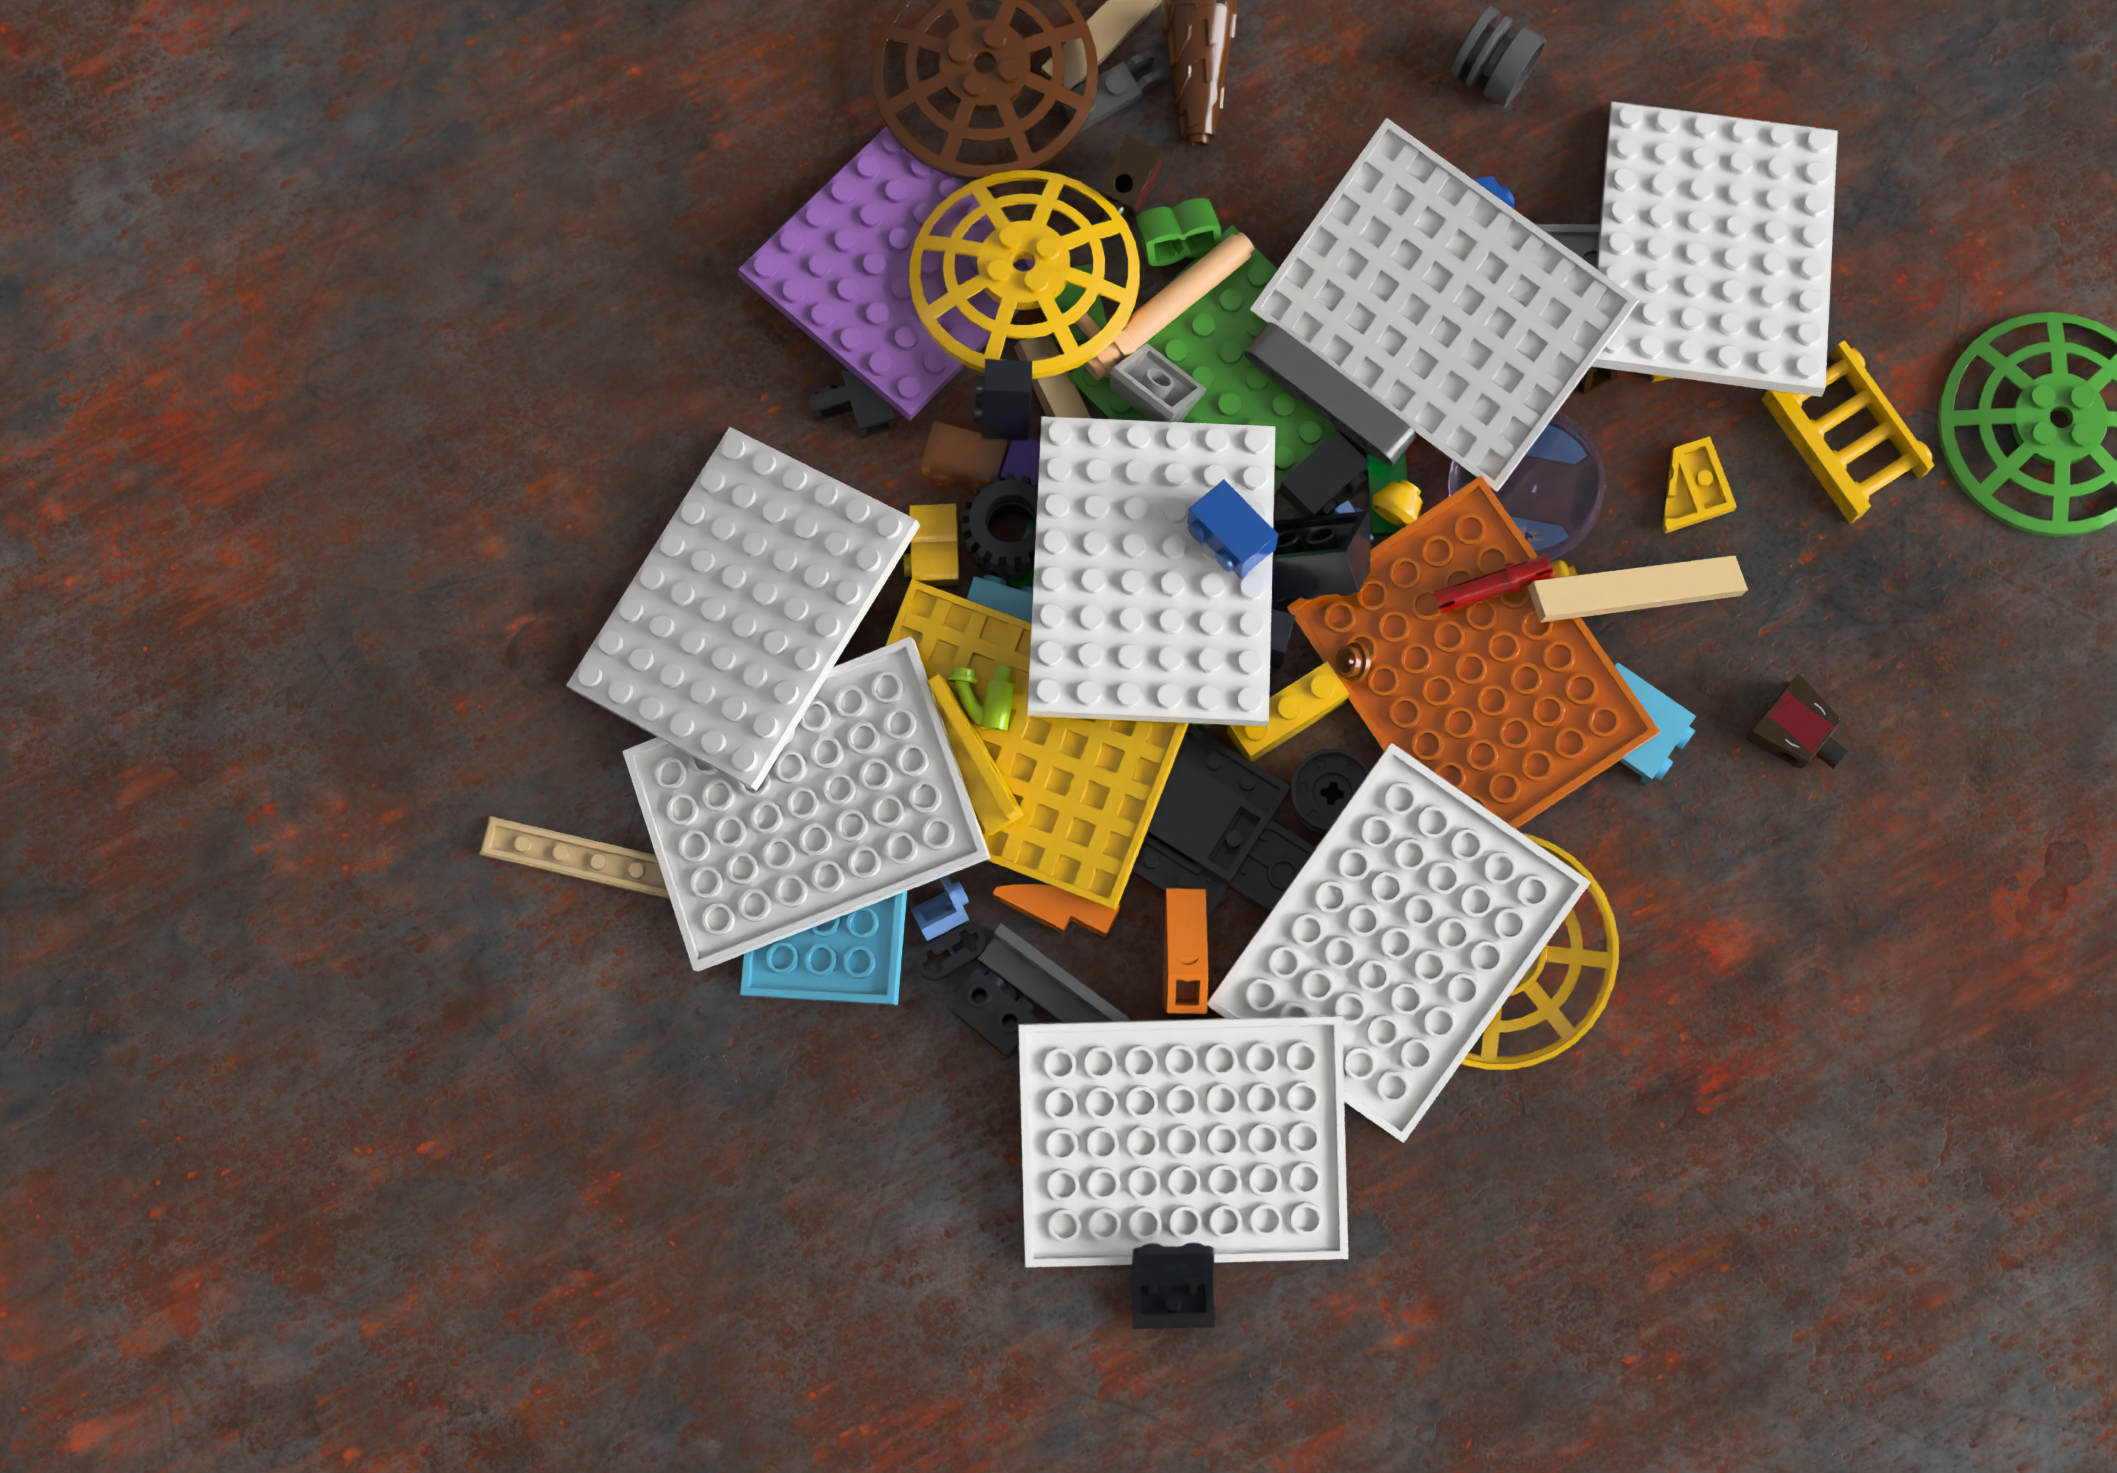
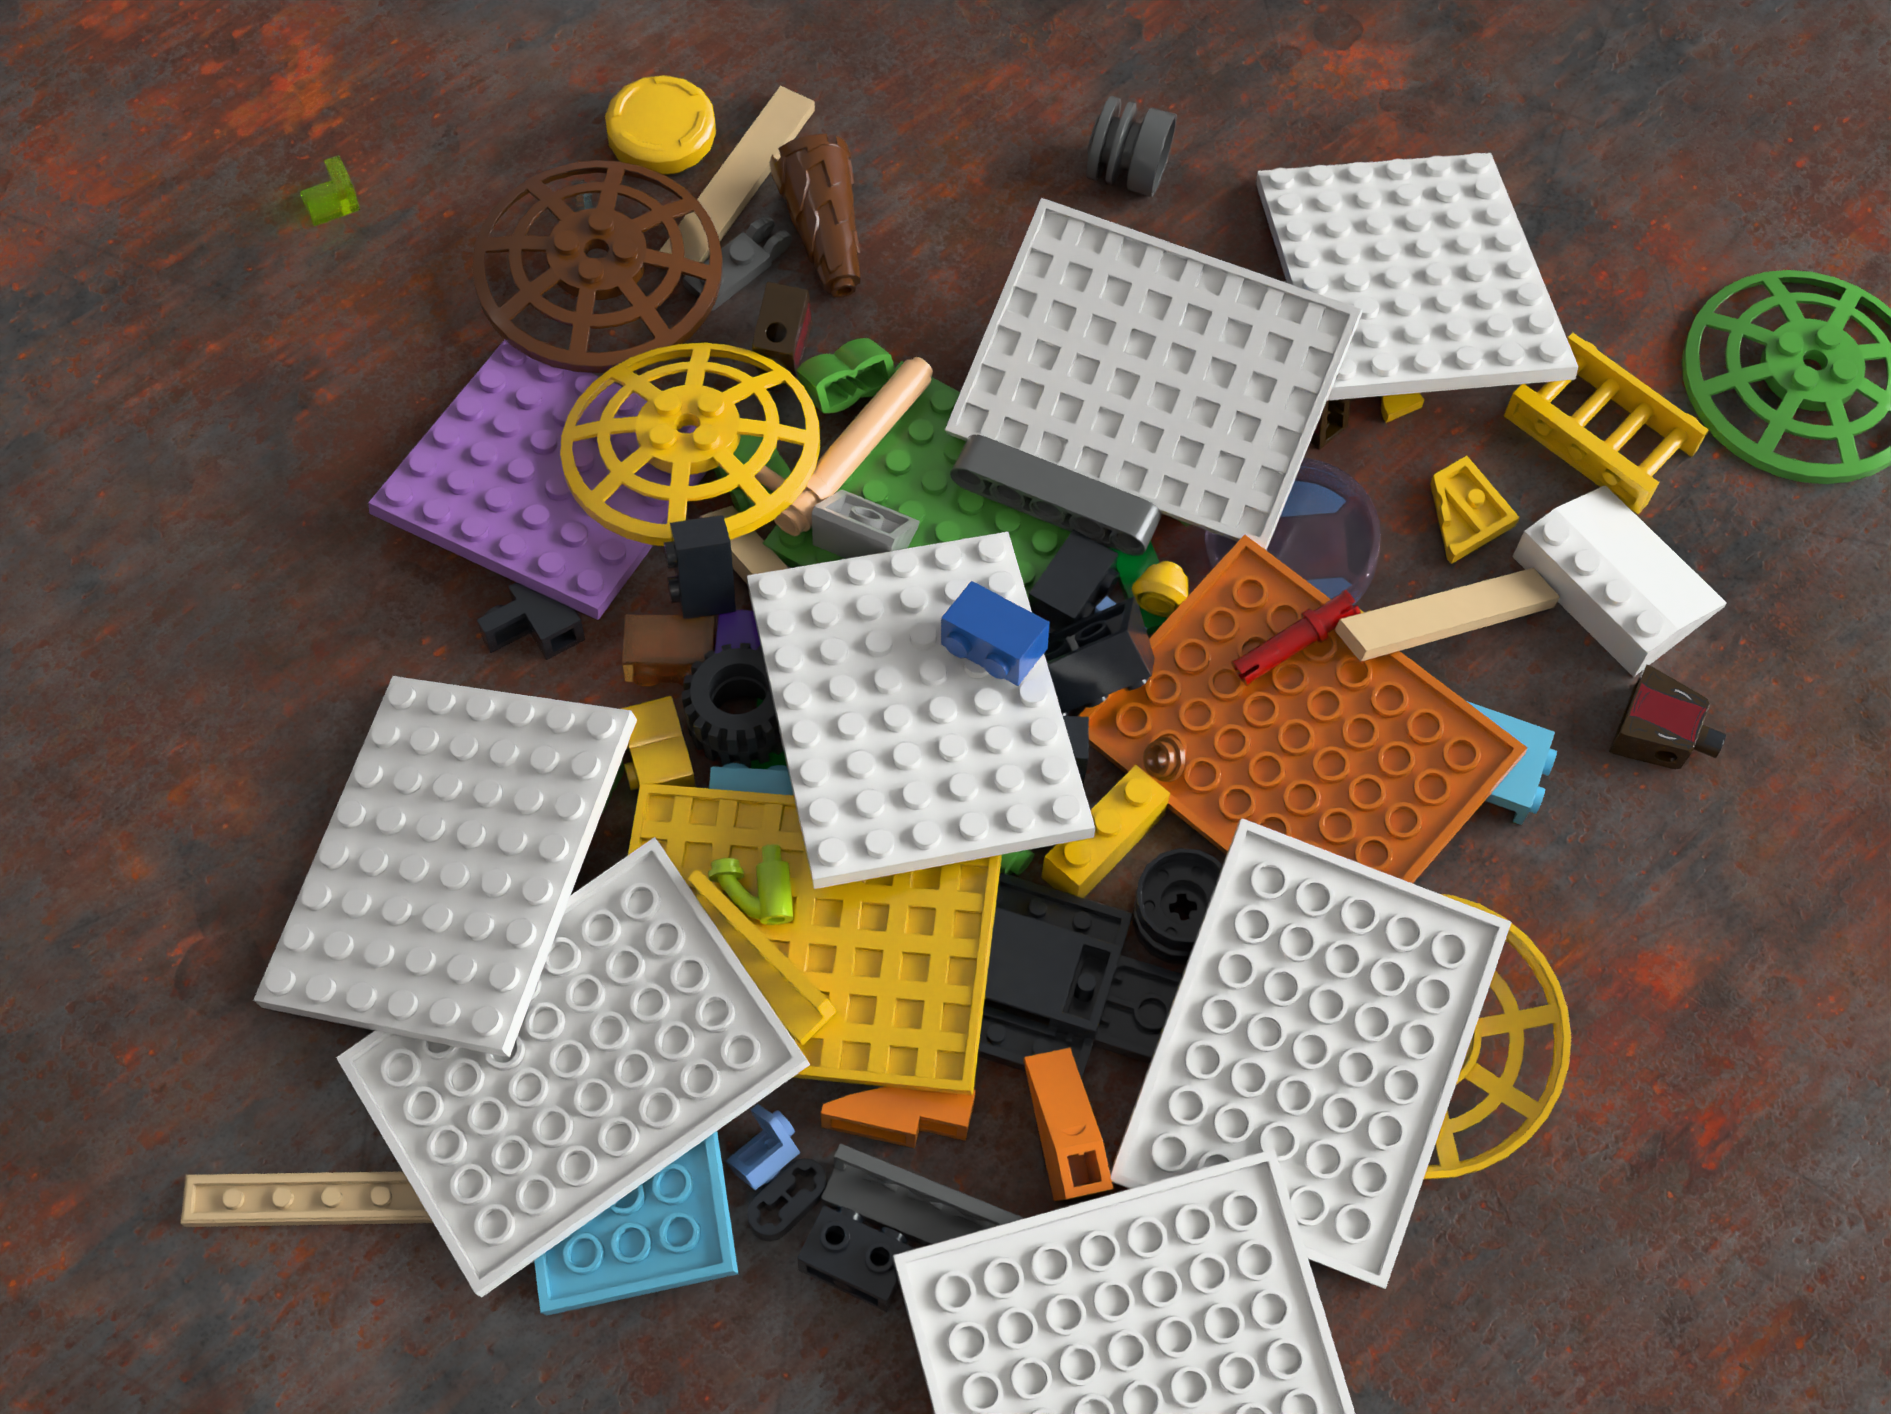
camera: 20 degrees left, 15 degrees down
(1809, 581) = (1617, 578): none -> white slope

